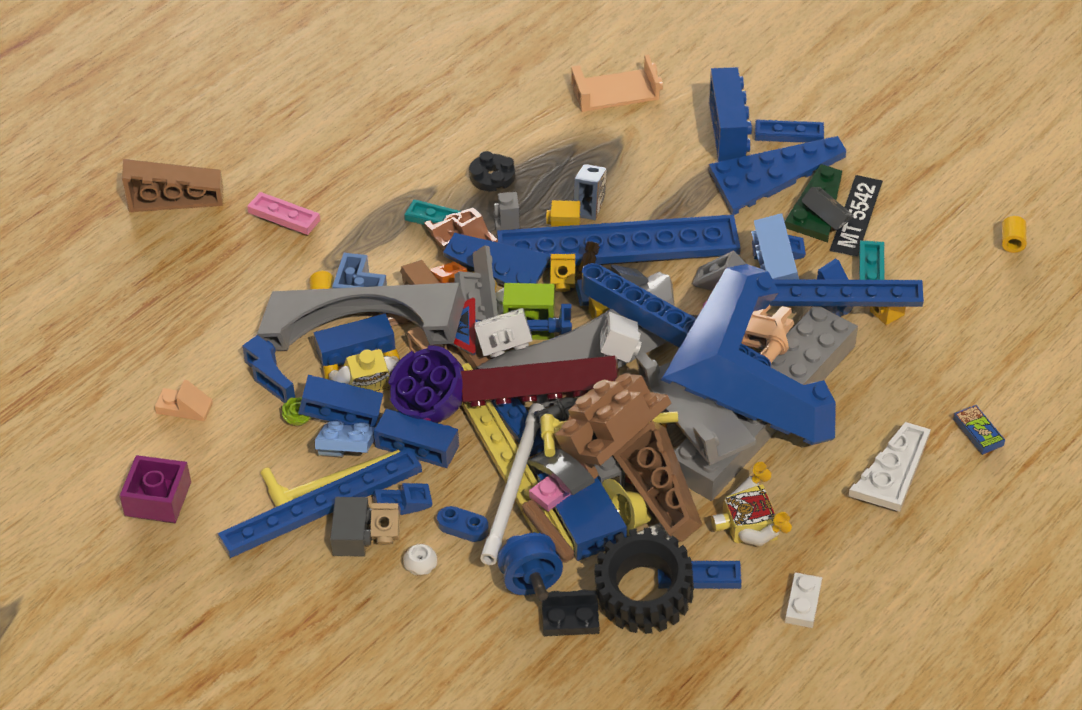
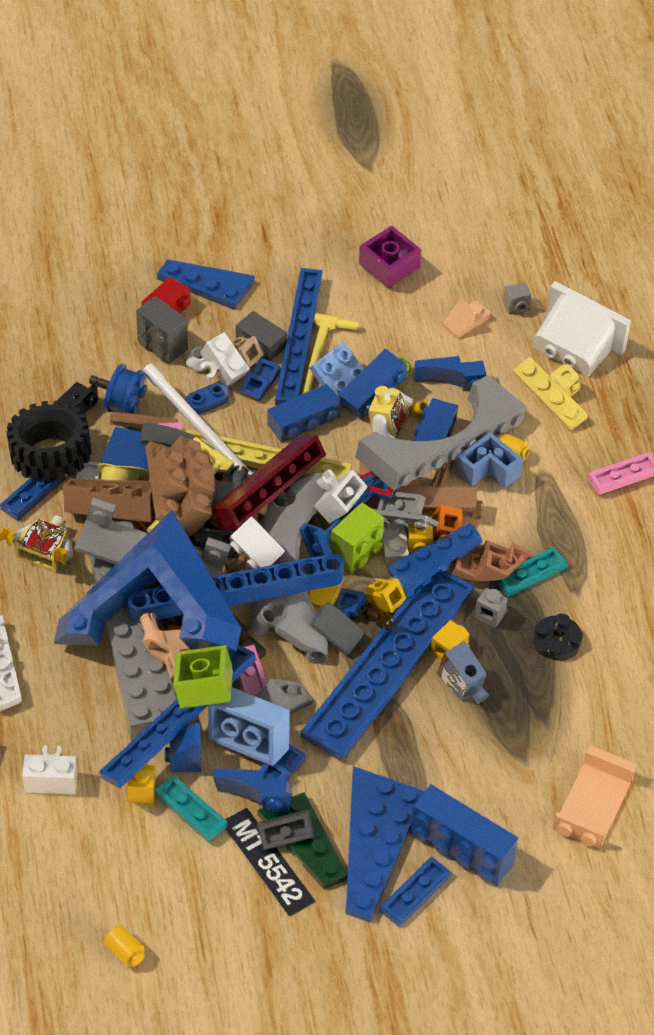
camera: 125 degrees right, 5 degrees up
(128, 377) = (517, 298): none -> light grey plate
(144, 311) = (580, 330): none -> white windscreen
(226, 298) = (554, 391): none -> light yellow plate
(309, 623) = (210, 283): none -> blue wing
(374, 628) = (173, 294): none -> red brick
(417, 520) = (223, 361): none -> white brick
(424, 591) = (162, 330): none -> dark grey brick
(427, 384) = (336, 429): dark purple cylinder -> none
(792, 271) = (203, 676): none -> lime brick
(814, 222) = (272, 793): none -> blue slope
(944, 358) = (50, 773): none -> white brick

